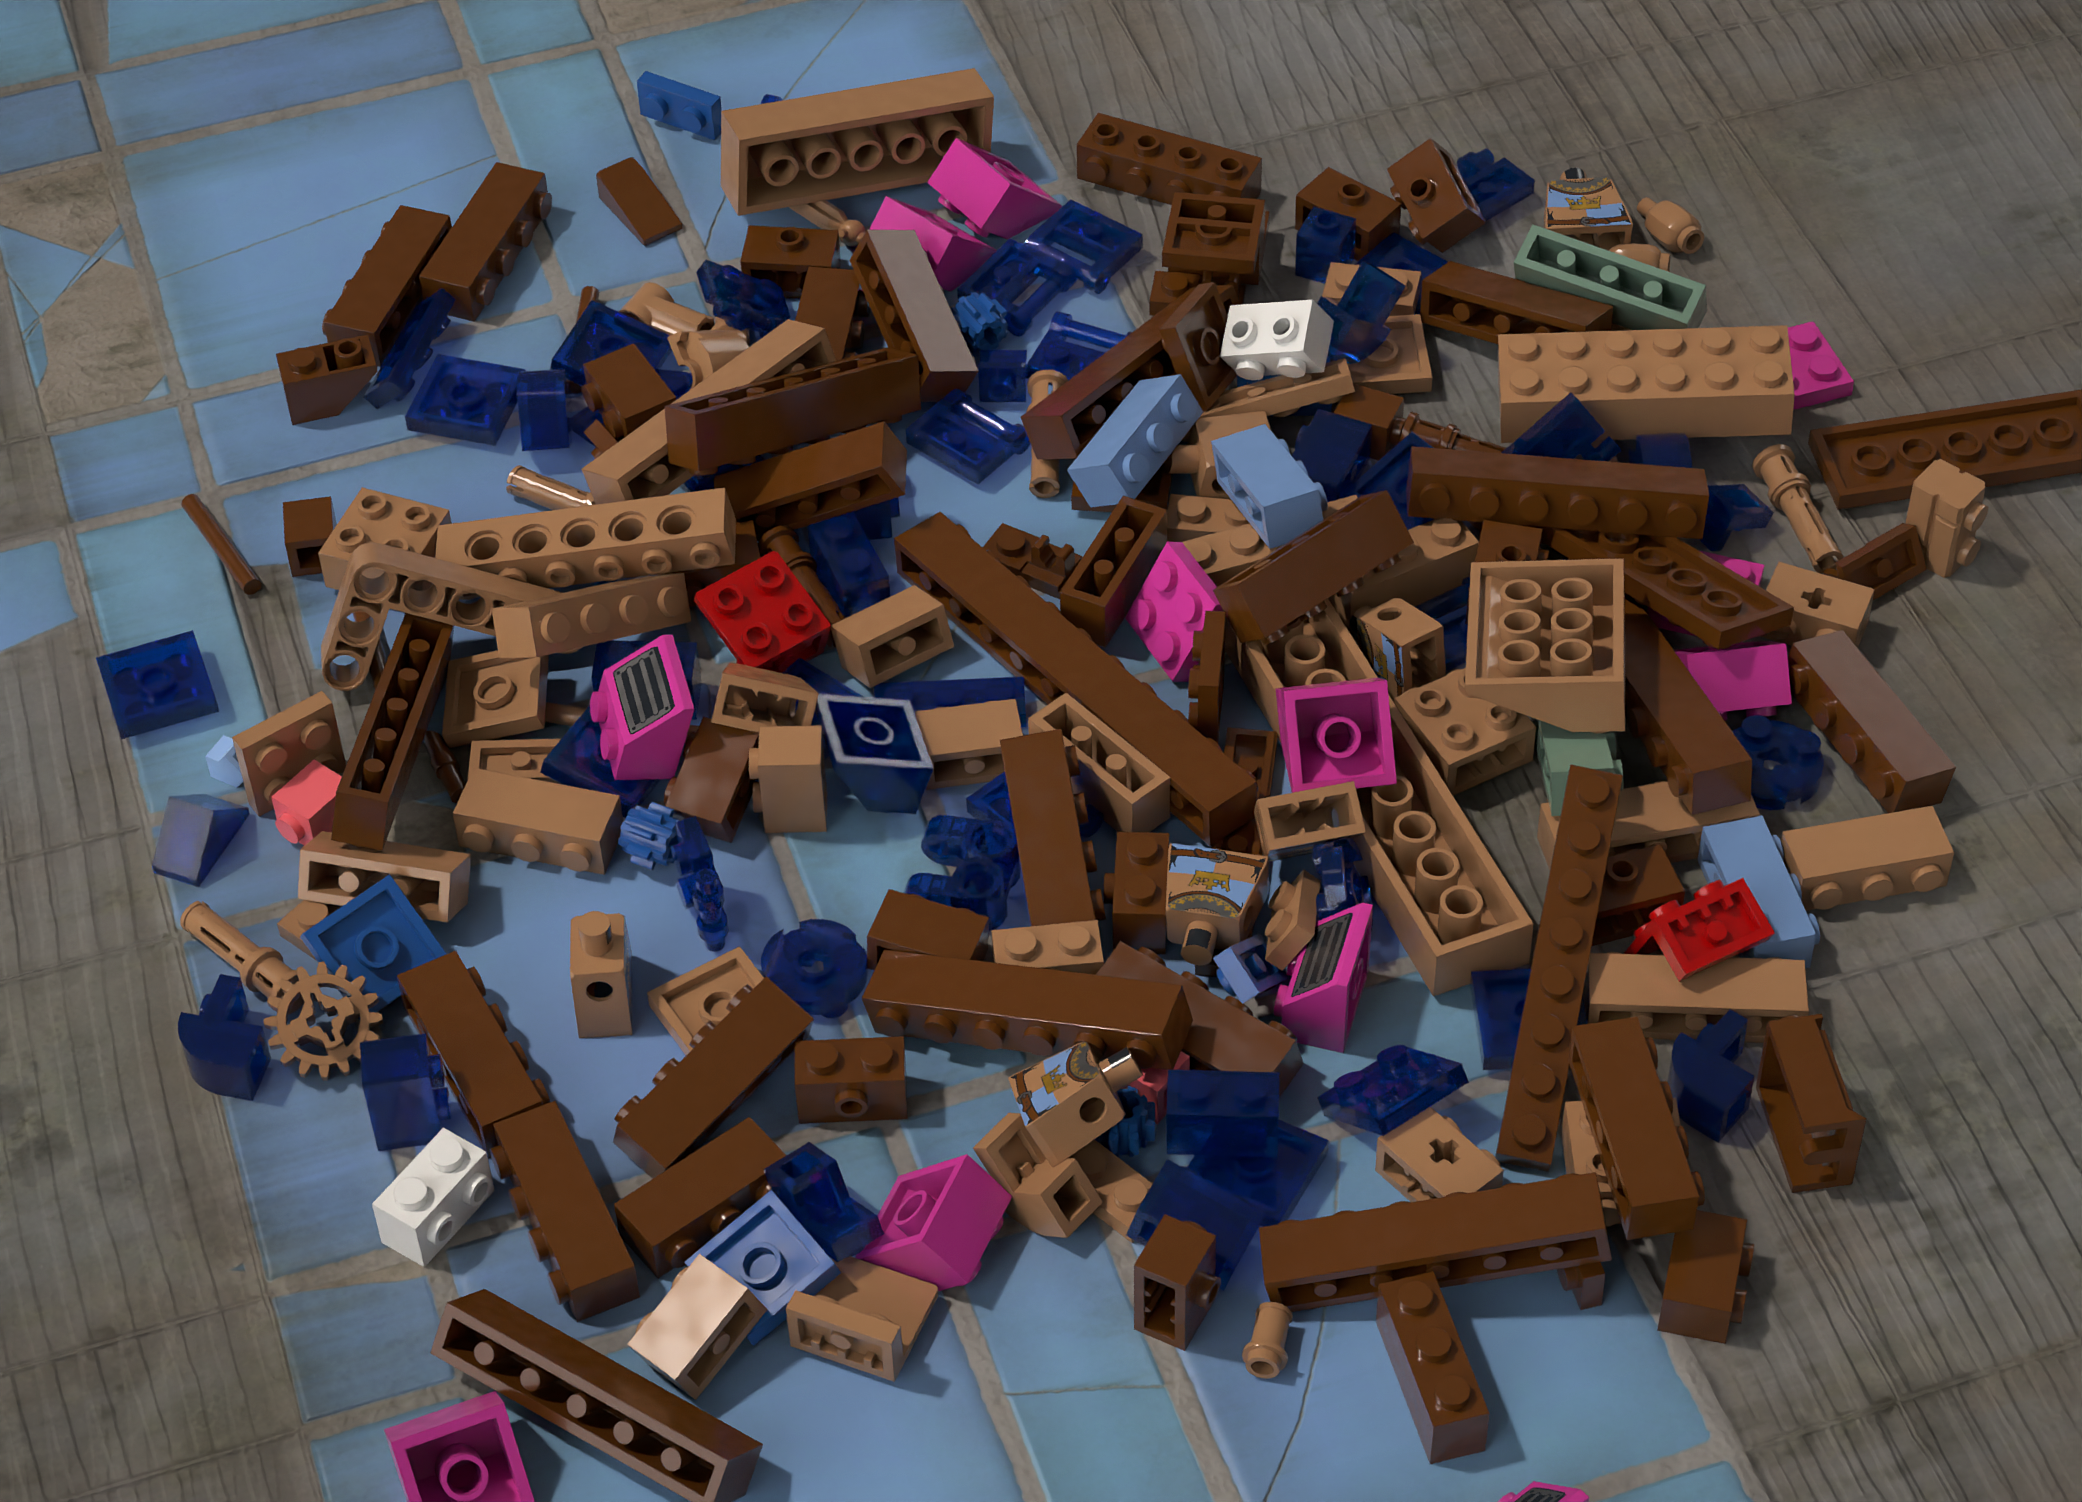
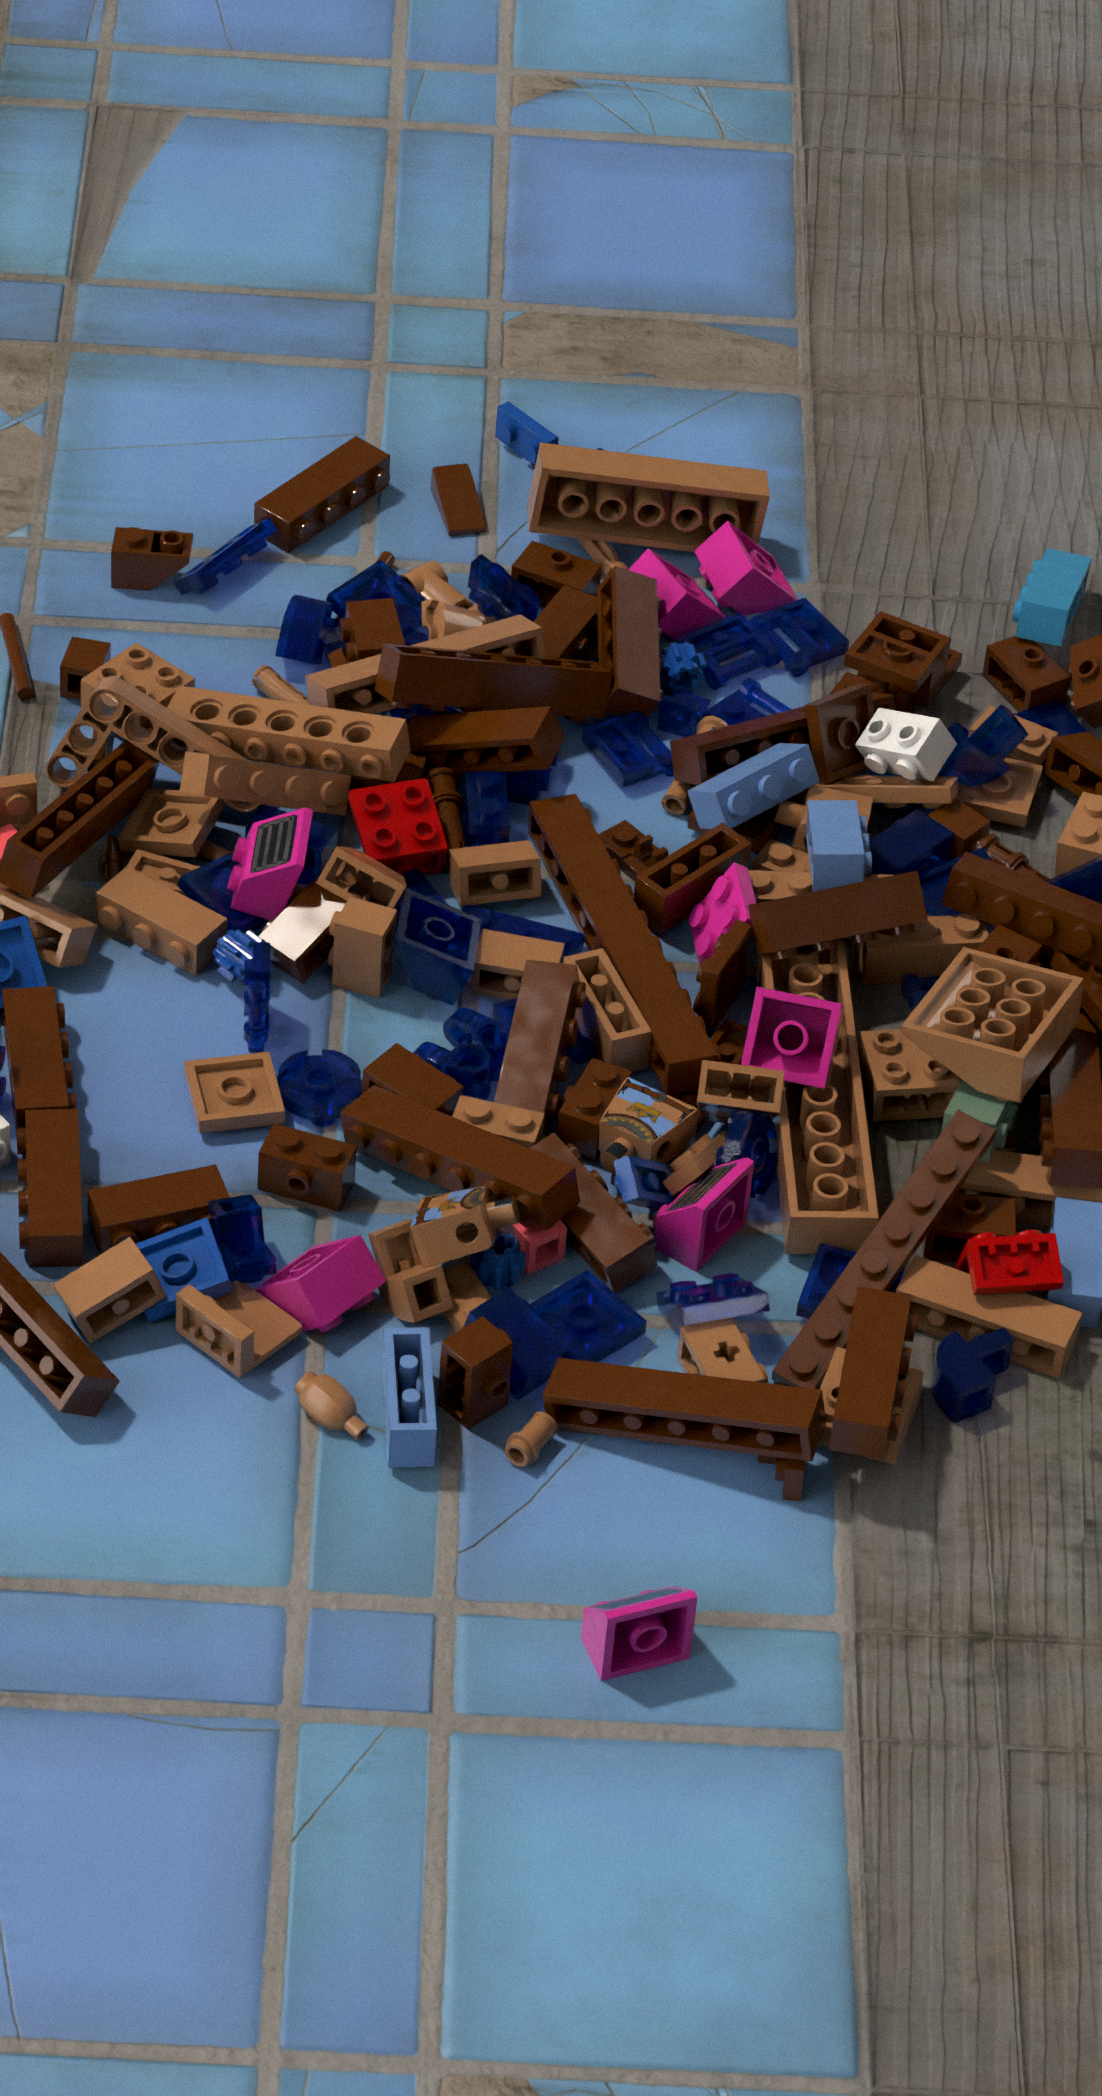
camera: 15 degrees right, 5 degrees down
(388, 281) = (228, 502): reddish brown brick -> none
(464, 400) = (247, 606): clear blue plate -> none
(601, 953) = (165, 1020): medium nougat torso -> none
(712, 1079) = (203, 1130): reddish brown brick -> none
(1017, 1379) = (329, 1404): none -> medium nougat plant
(1111, 1341) = (408, 1397): none -> medium blue brick
(1161, 162) = (883, 584): reddish brown brick -> none
(1222, 1113) = (569, 1271): clear blue brick -> none
(1323, 240) = (993, 685): clear blue brick -> none
(1336, 118) = (1051, 596): none -> dark azure brick
(1400, 644) = (886, 991): medium nougat torso -> none
(1432, 1367) = (641, 1493): reddish brown brick -> none
(1703, 1276) = (885, 1502): reddish brown brick -> none
(1808, 1105) = (1025, 1419): reddish brown window -> none

